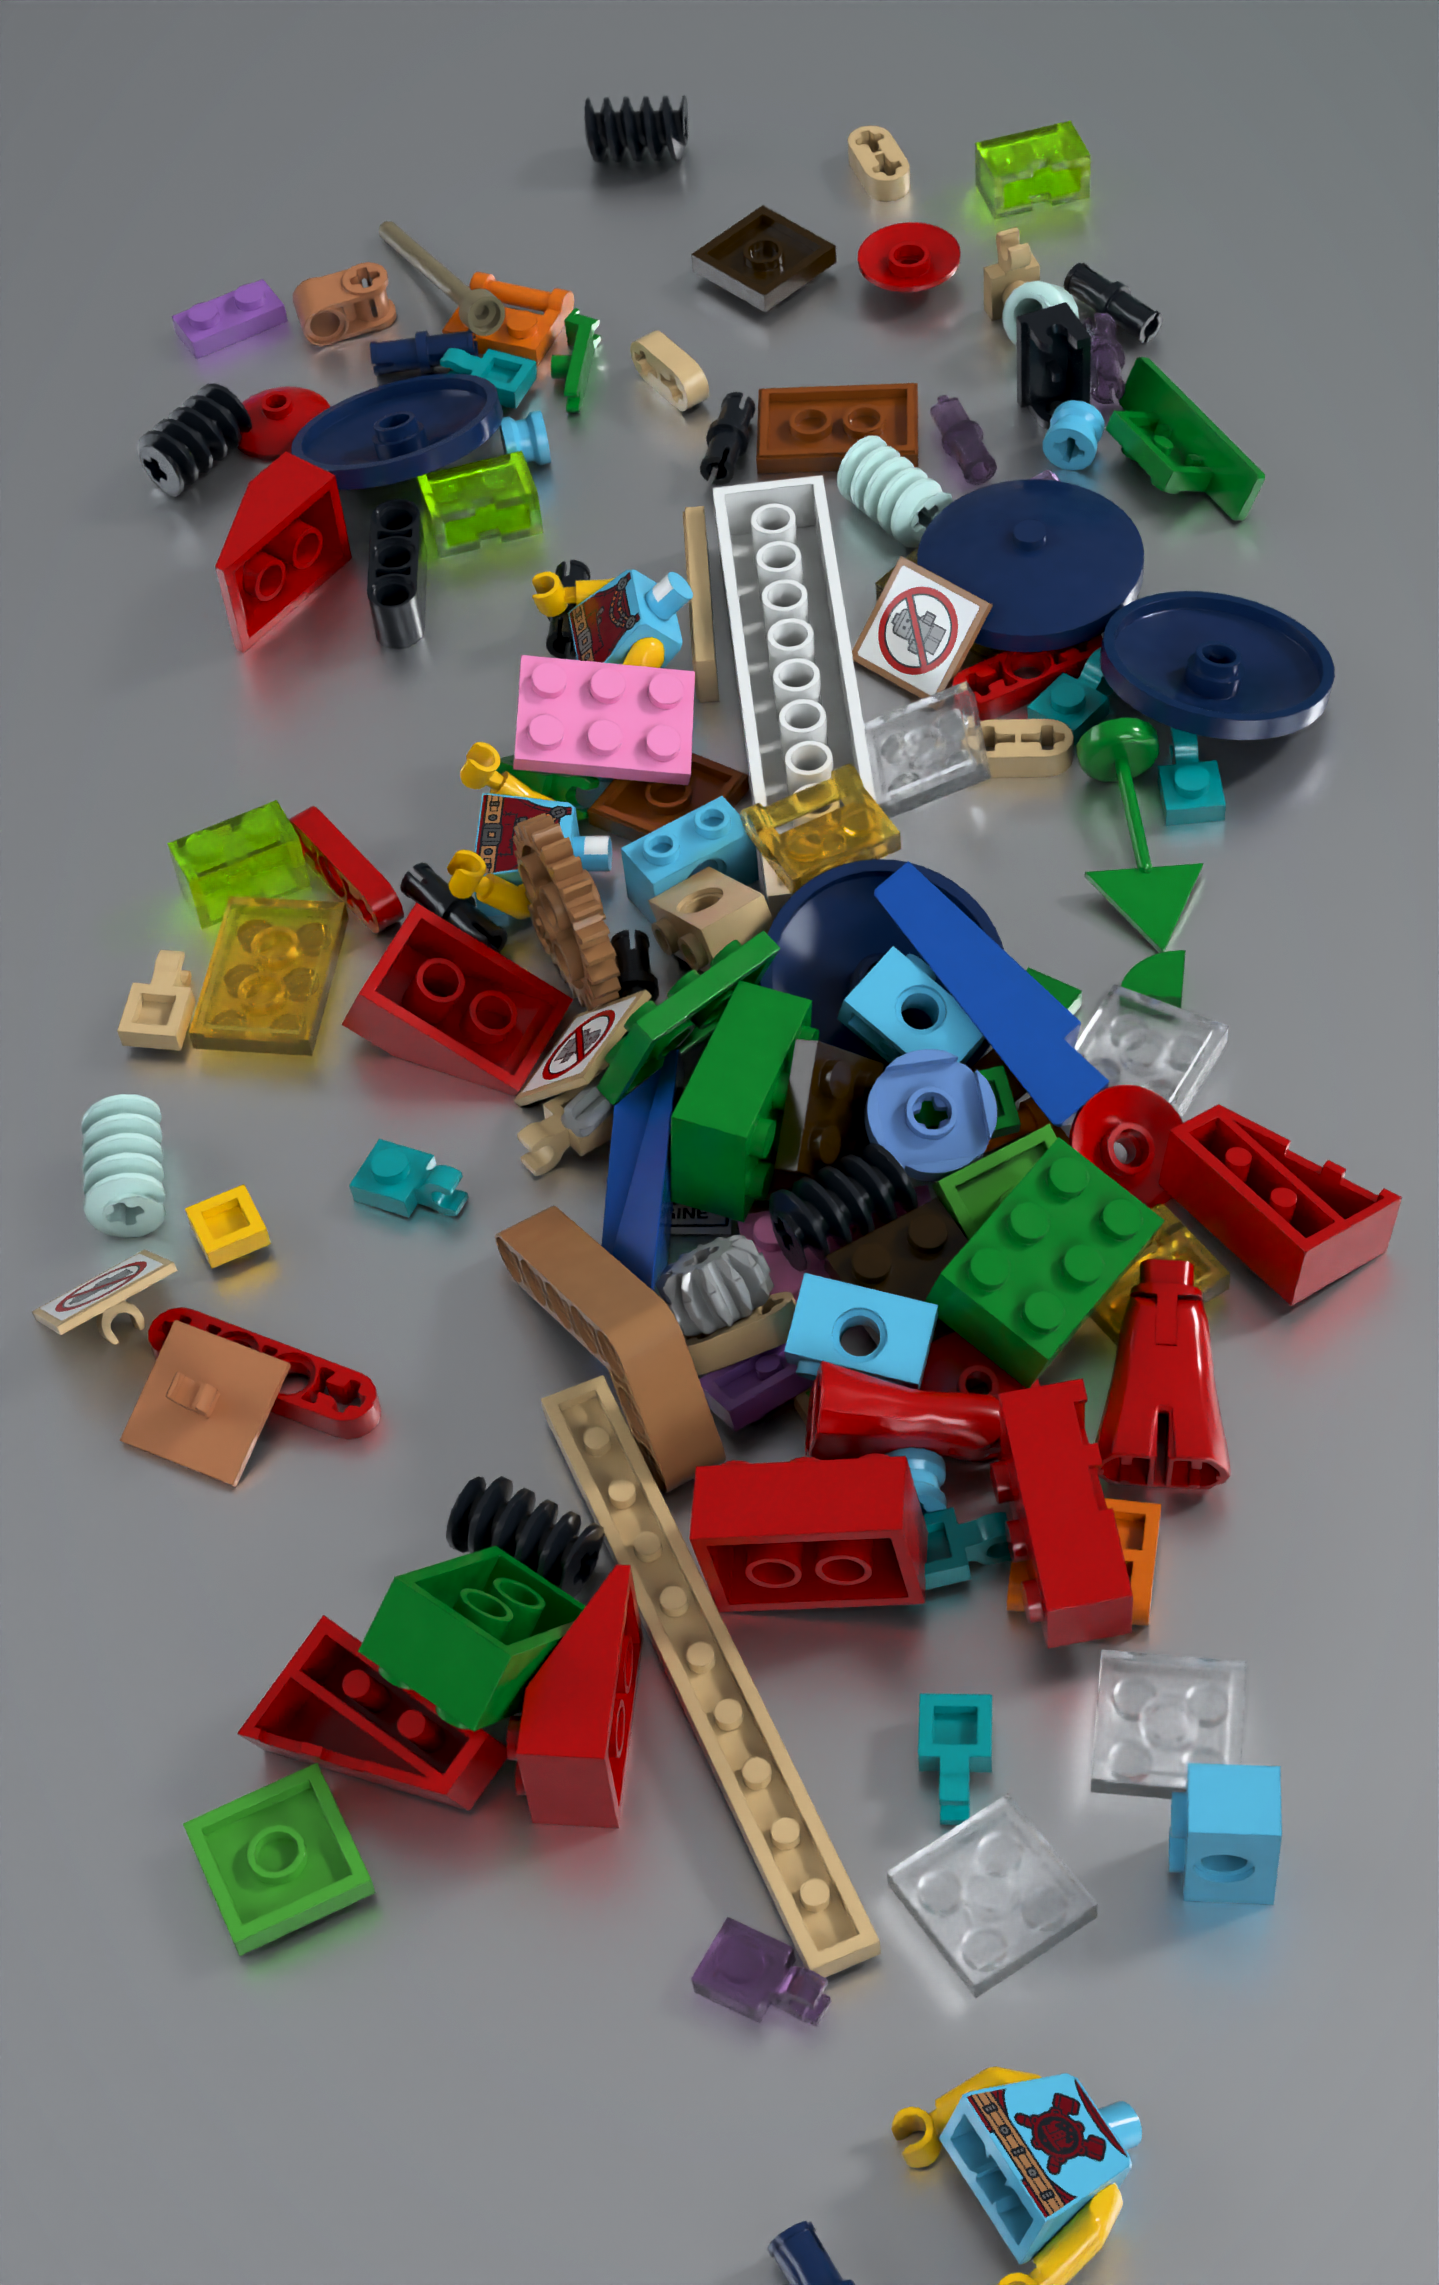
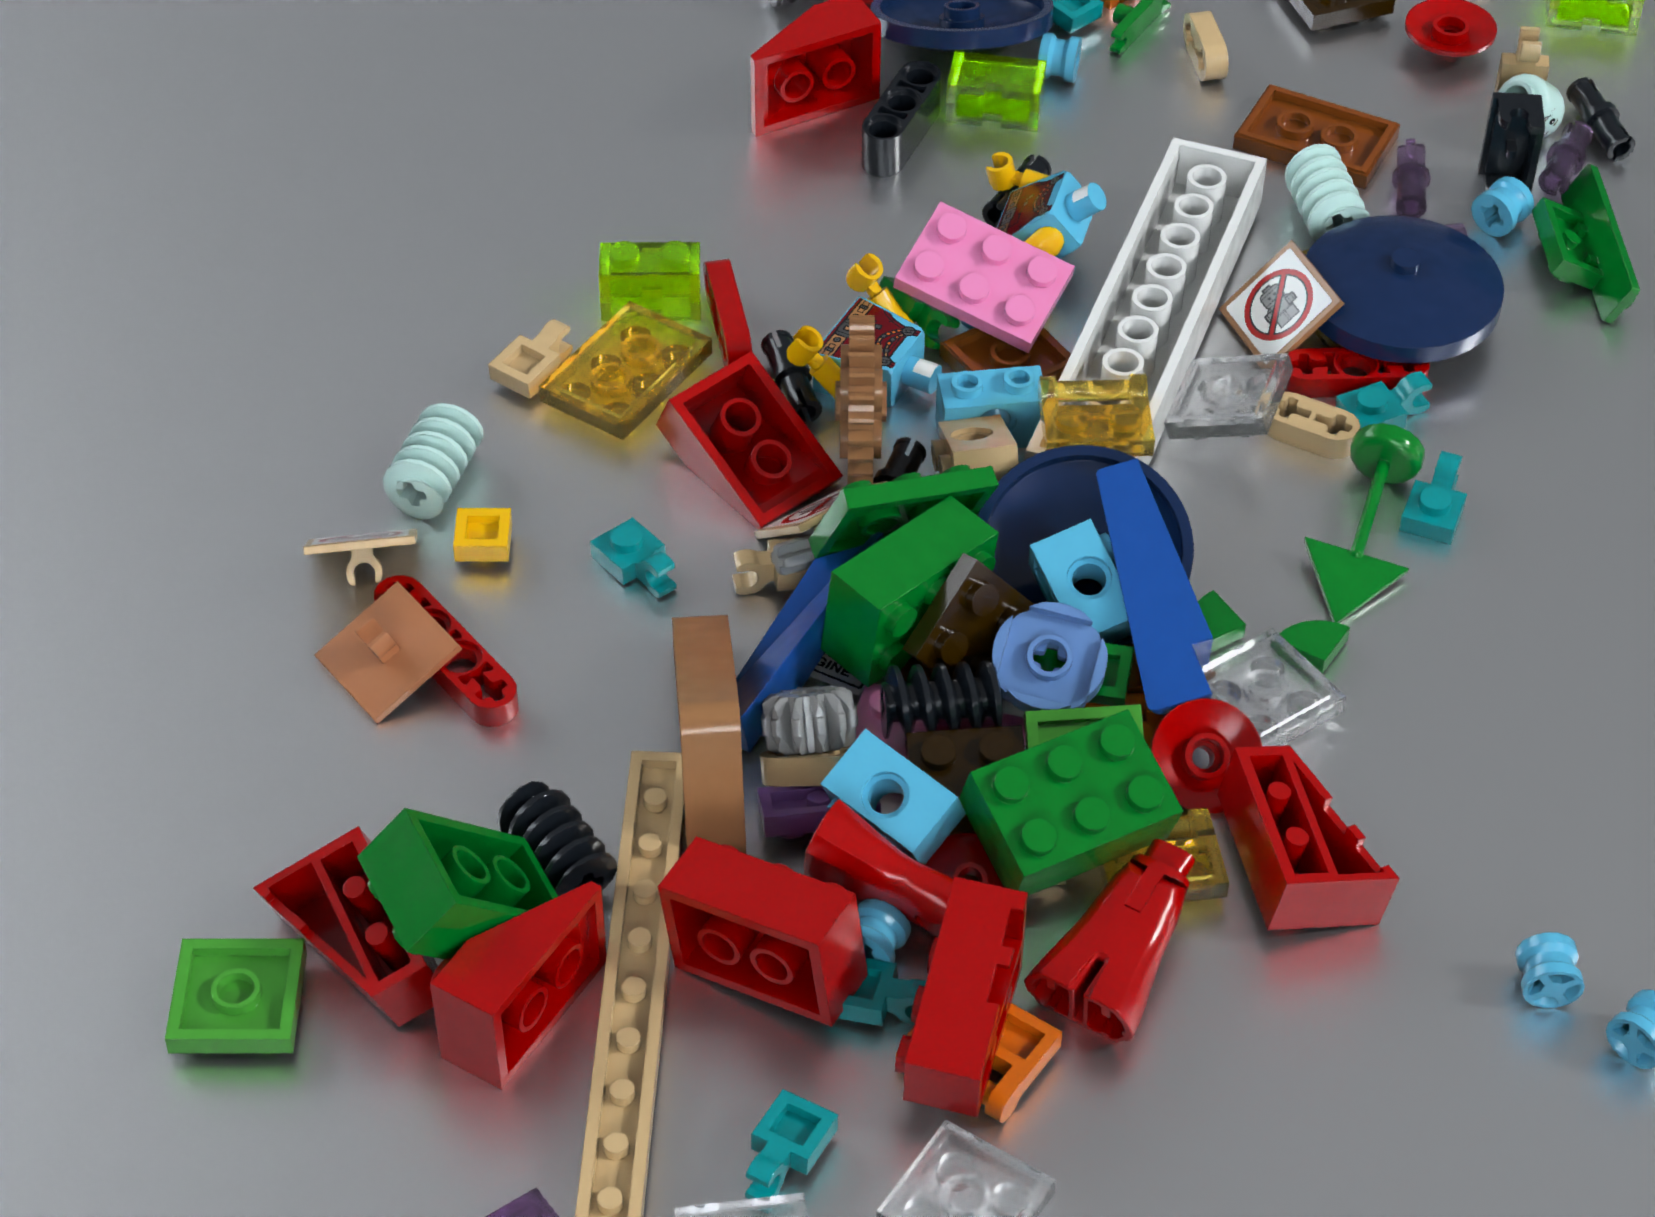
camera: 20 degrees right, 5 degrees down
(700, 605) = (1117, 224): tan tile -> none
(727, 438) = (1221, 111): black pin -> none
(1216, 665) = (1507, 419): dark blue dish -> none

